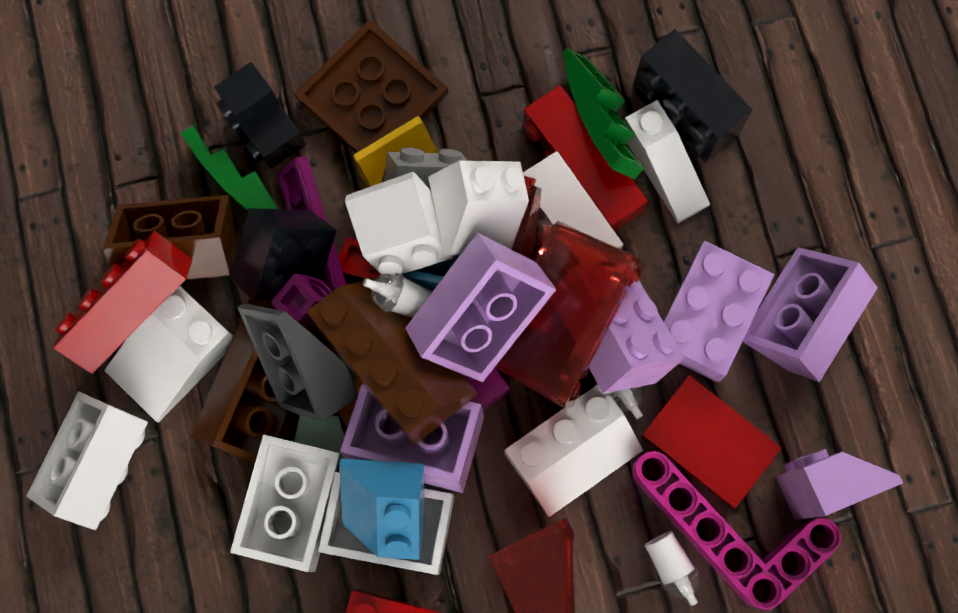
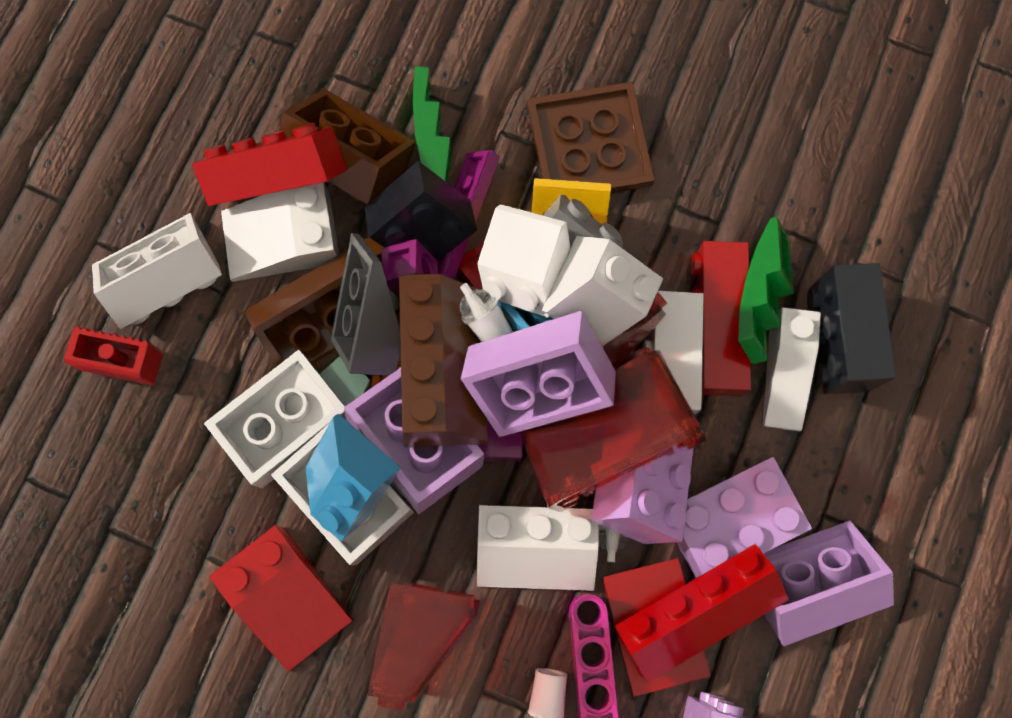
camera: 30 degrees right, 0 degrees up
(107, 556) = (113, 355): none -> red brick
(254, 109) = (485, 89): black brick -> none
(739, 402) = (702, 612): none -> red brick

